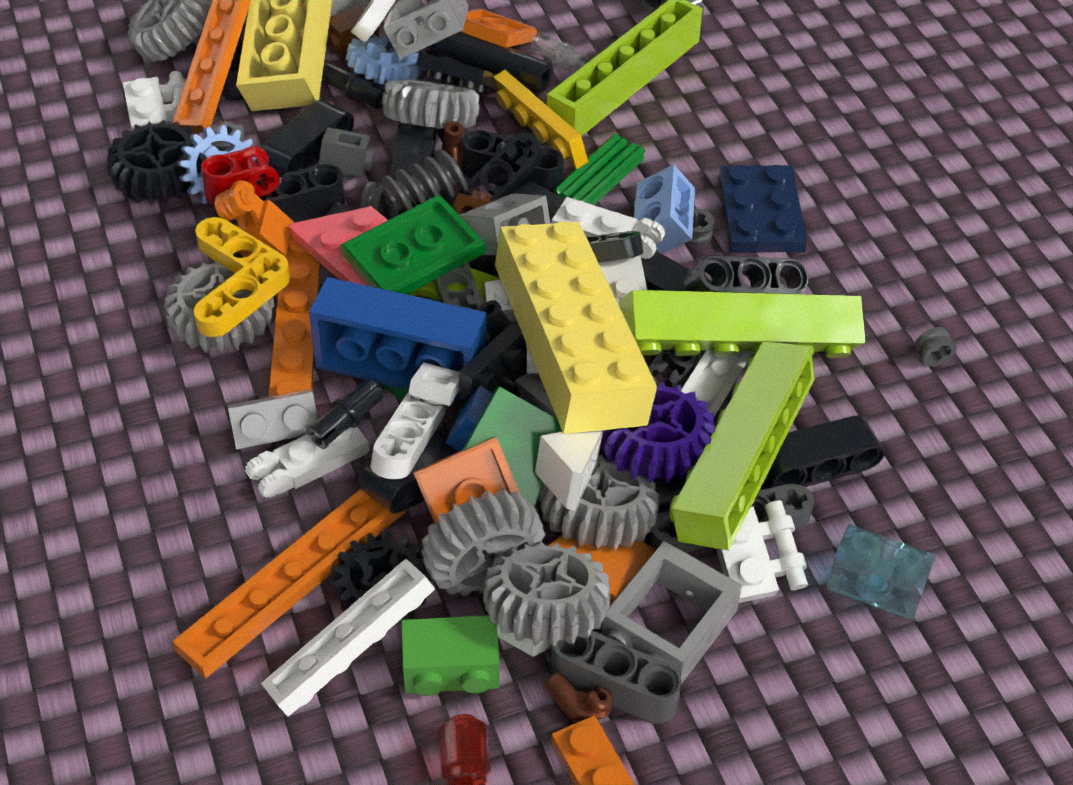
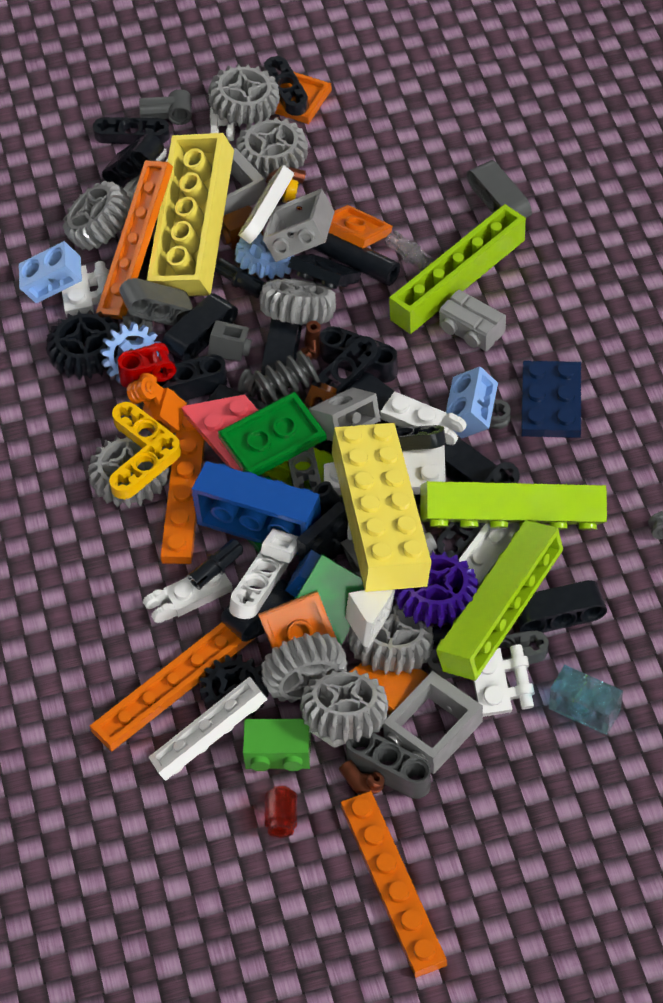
camera: 10 degrees right, 5 degrees up
(111, 80) = (50, 272): none -> light blue brick
(246, 105) = (155, 301): none -> dark grey beam
(272, 418) = (163, 563): light grey plate -> none
(541, 119) = (385, 319): yellow plate -> none
(596, 162) = (420, 360): green axle -> none
(610, 174) = (433, 368): green axle -> none
(650, 123) = (472, 320): none -> light grey brick
(761, 272) = (531, 465): black beam -> none

